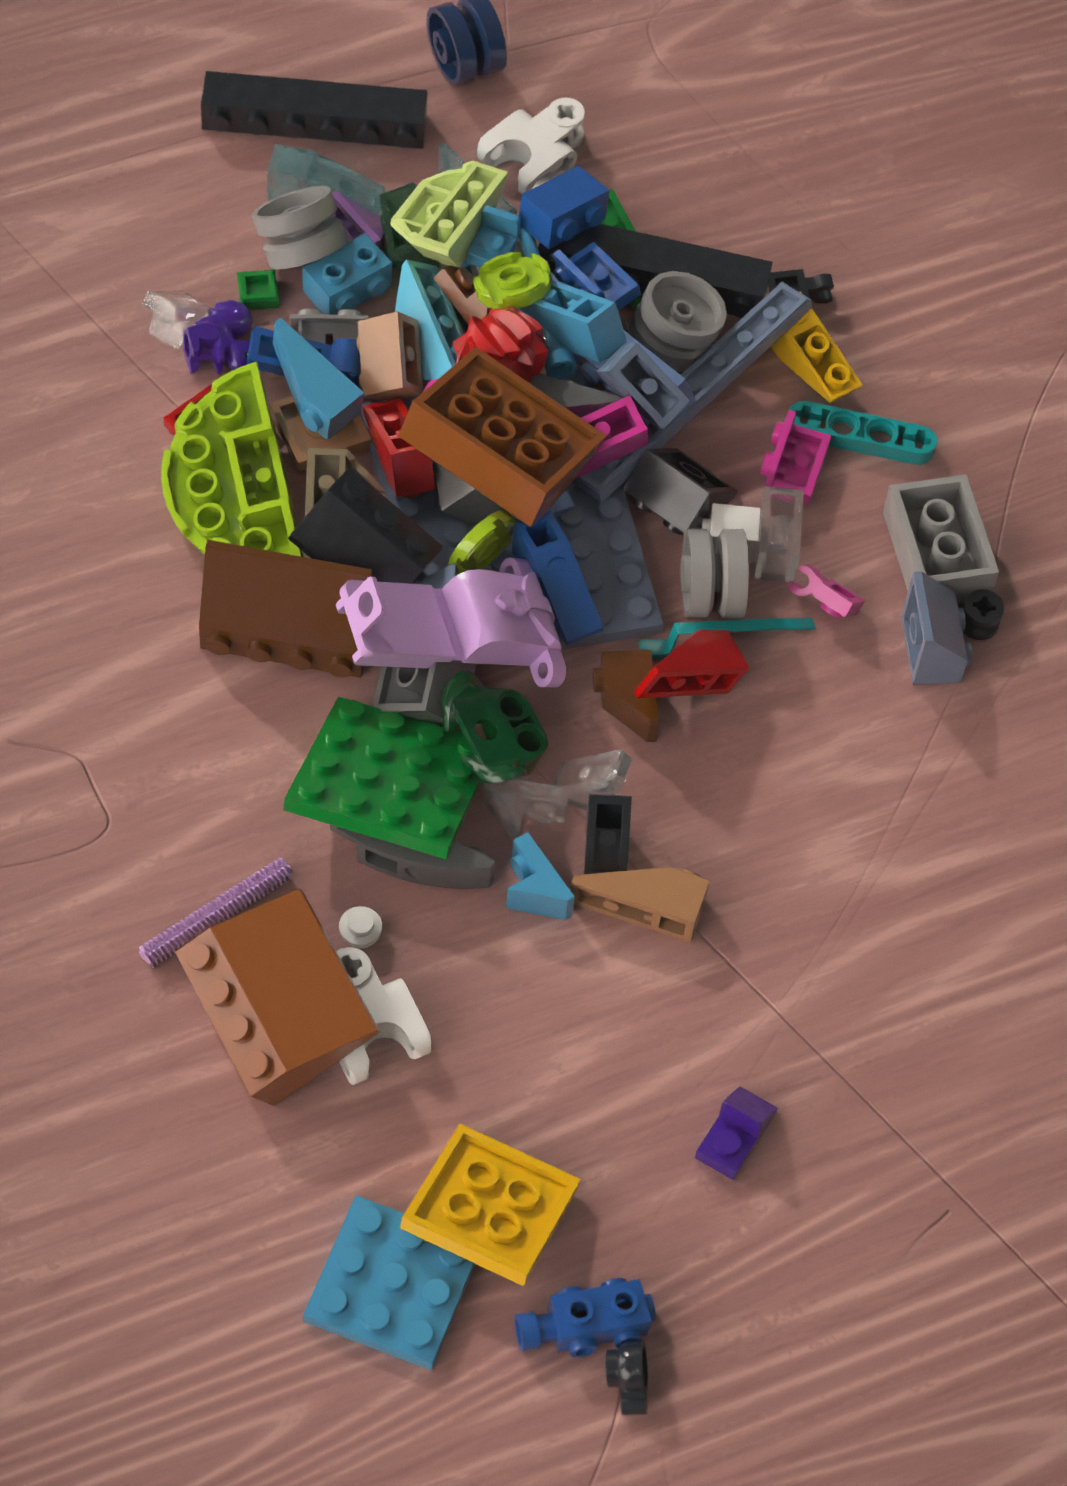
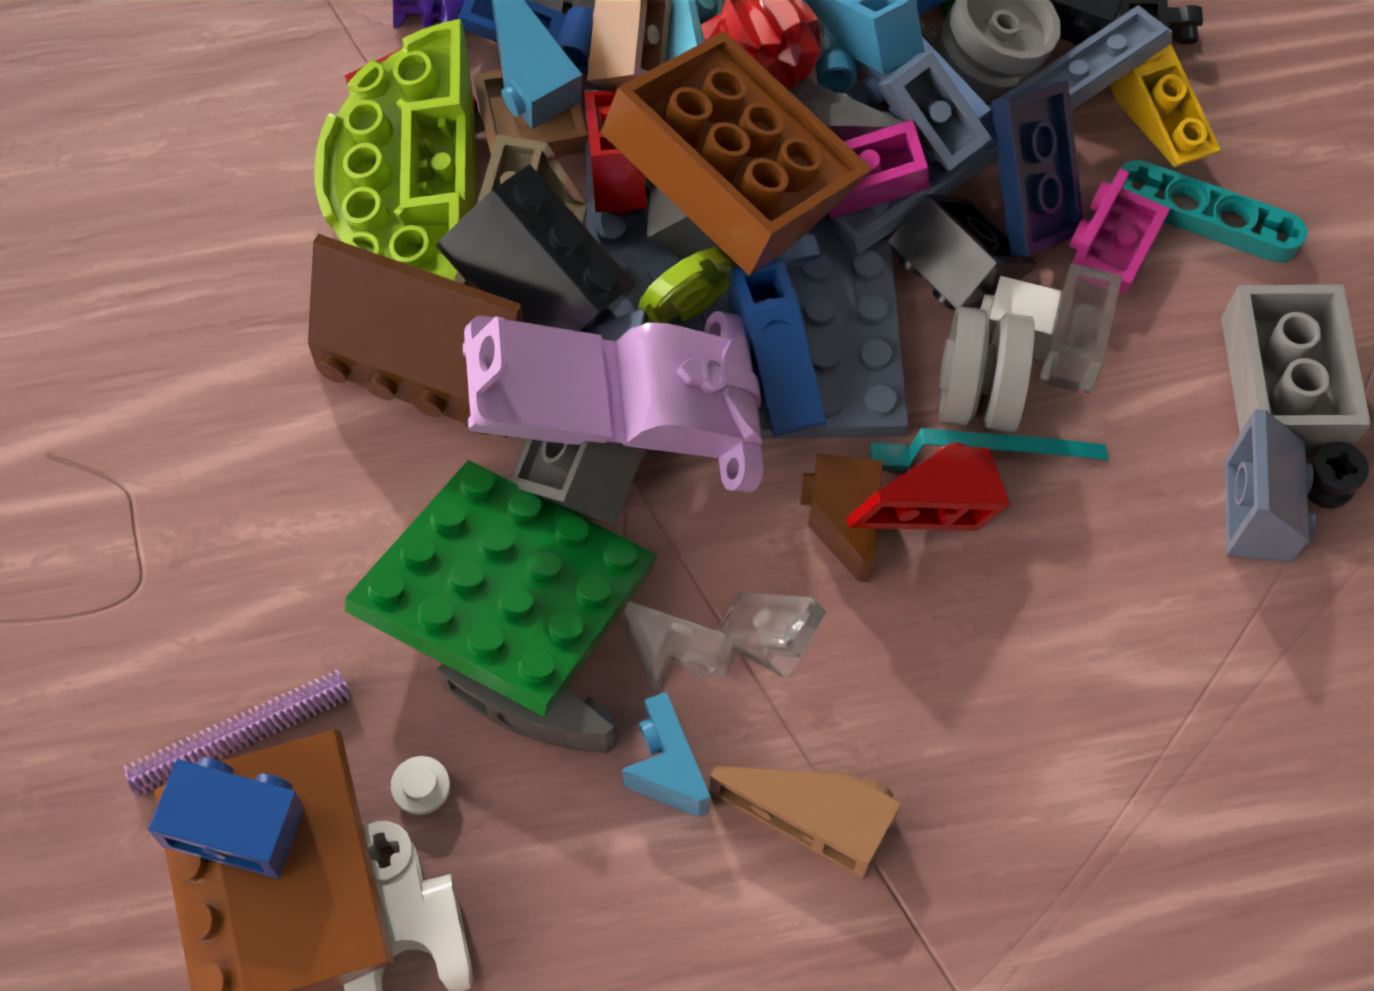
camera: 15 degrees right, 5 degrees up
(245, 951) = (228, 816): none -> blue brick
(508, 721) = (651, 584): dark green piece -> none
(607, 833) = (773, 713): black slope -> none
(727, 417) = (1037, 167): none -> dark blue plate
(834, 597) = (1139, 421): dark pink plate -> none

